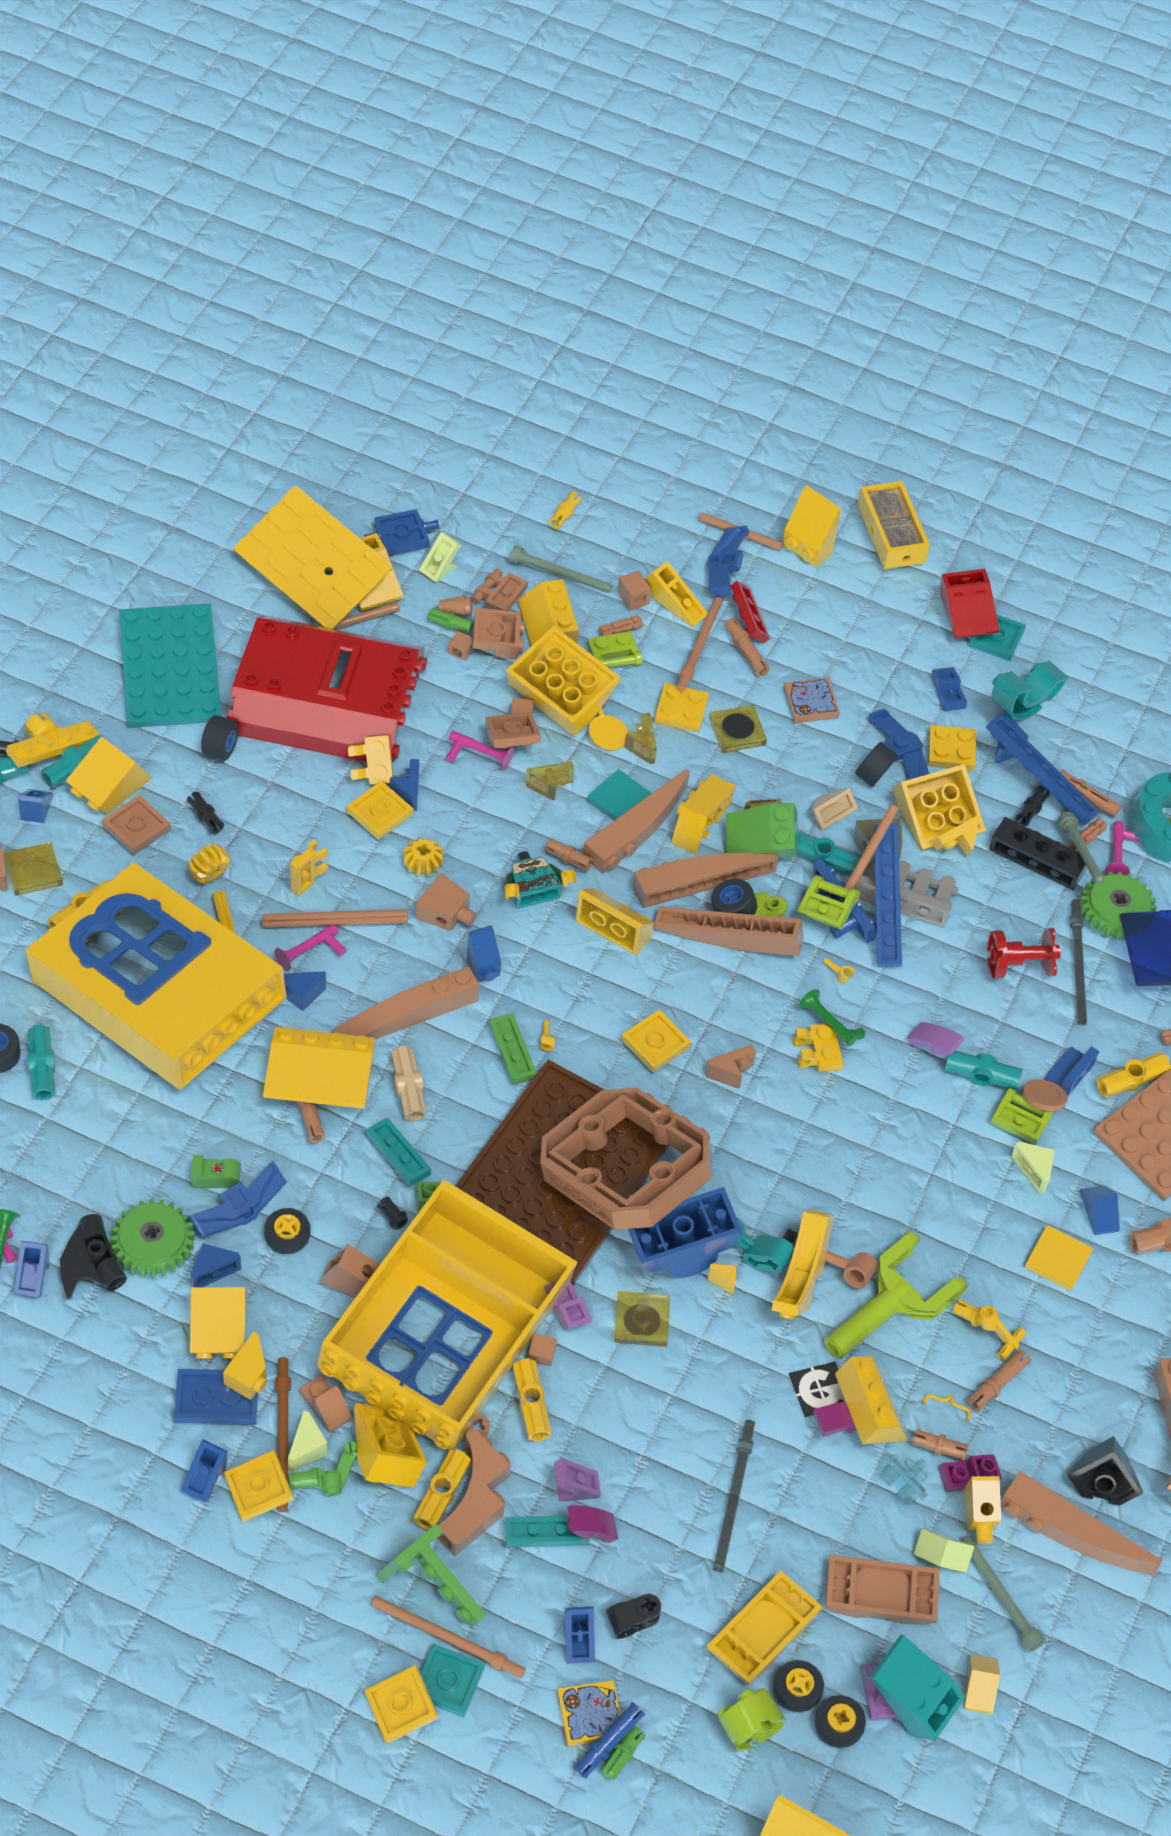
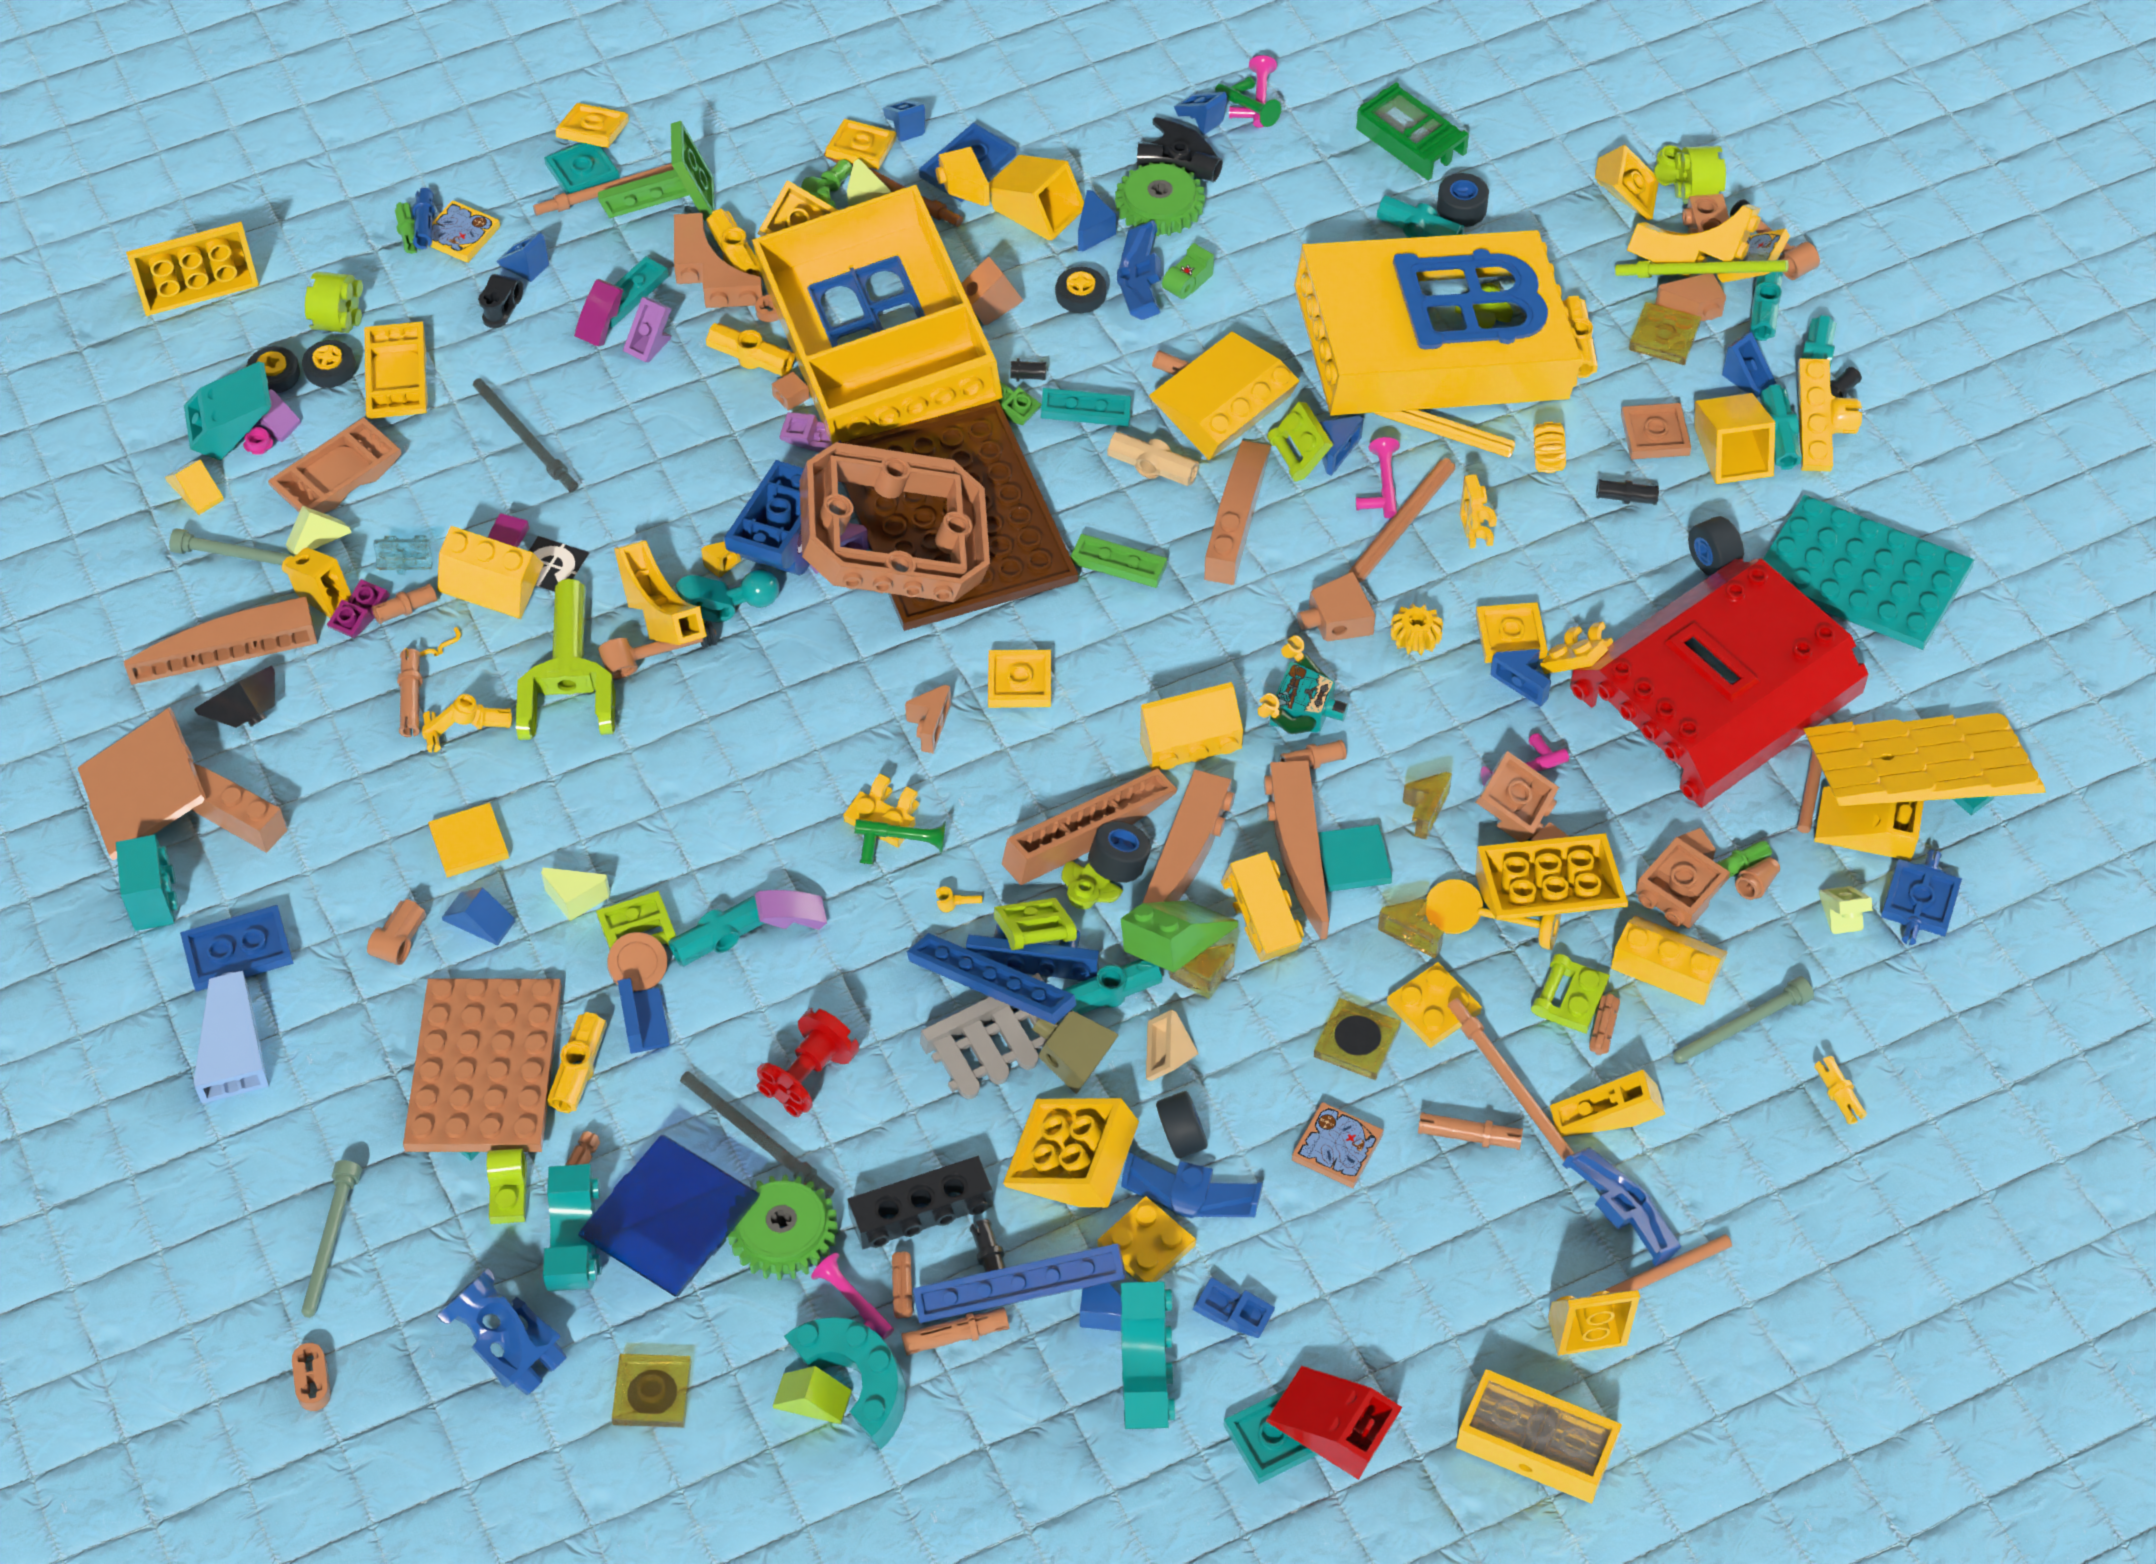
camera: 135 degrees right, 0 degrees up
(317, 1000) = (1306, 435): none -> lime plate
(483, 954) = (1242, 593): blue slope -> none
(504, 595) = (1744, 941): nougat plate -> none
(547, 1042) = (1104, 594): yellow hand -> none
(634, 590) = (1652, 1060): nougat panel -> none
(642, 1319) = (739, 476): clear yellow tile -> none
(749, 612) = (1521, 1170): red plate -> none
(871, 847) = (1049, 977): nougat bar -> none
(963, 835) = (1012, 1133): yellow slope -> none
(1069, 823) = (930, 1268): sand green piece -> none

